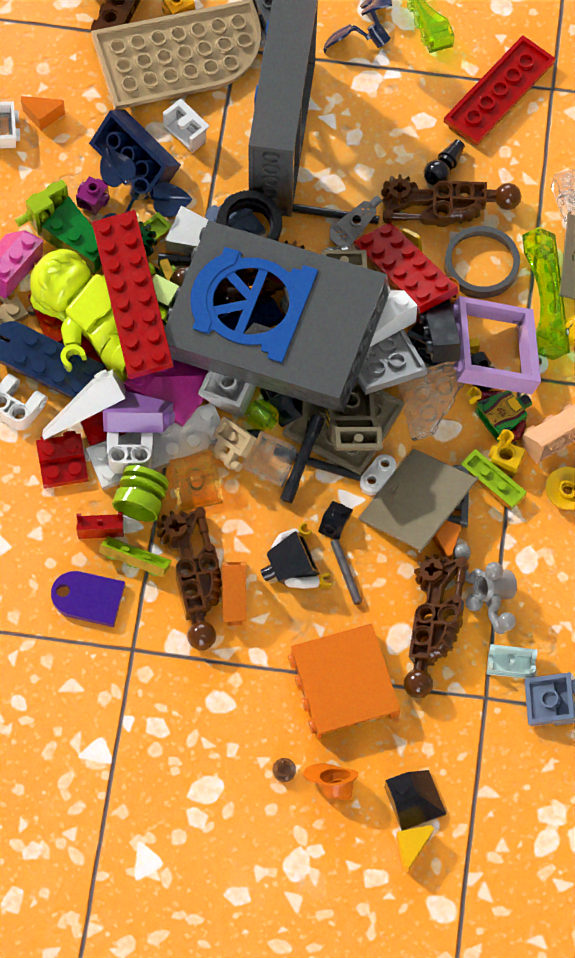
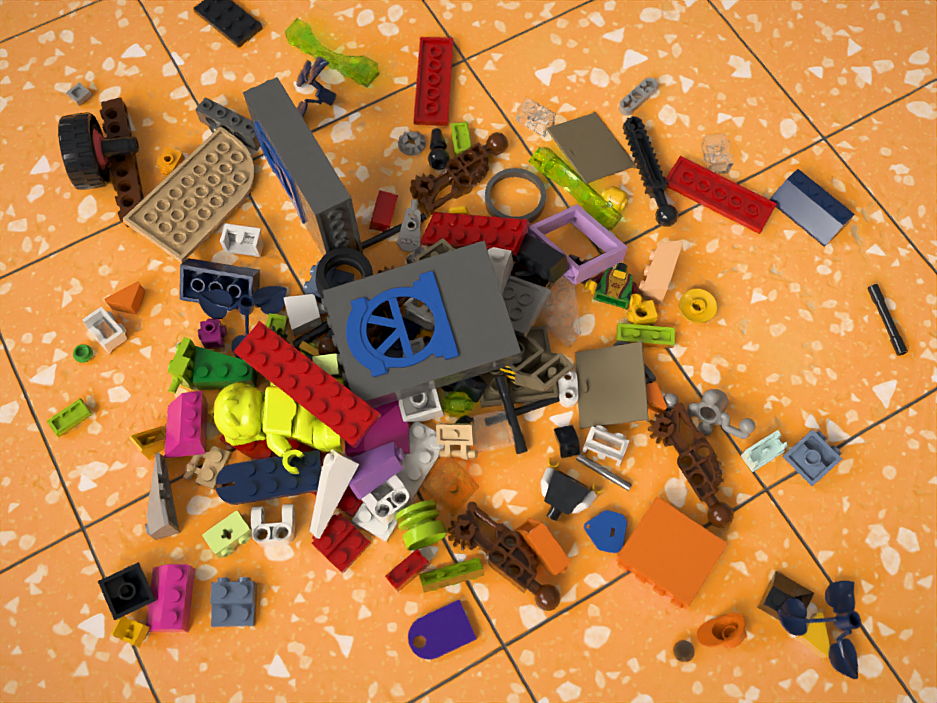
camera: 35 degrees left, 0 degrees up
(299, 617) = (601, 528): none -> blue piece
(341, 187) = (383, 211): none -> red hinge
(368, 548) = (606, 444): none -> white window
(417, 141) = (409, 148): none -> light grey gear
(464, 838) = (841, 598): none -> dark blue plant
(478, 165) = (460, 137): none -> lime plate

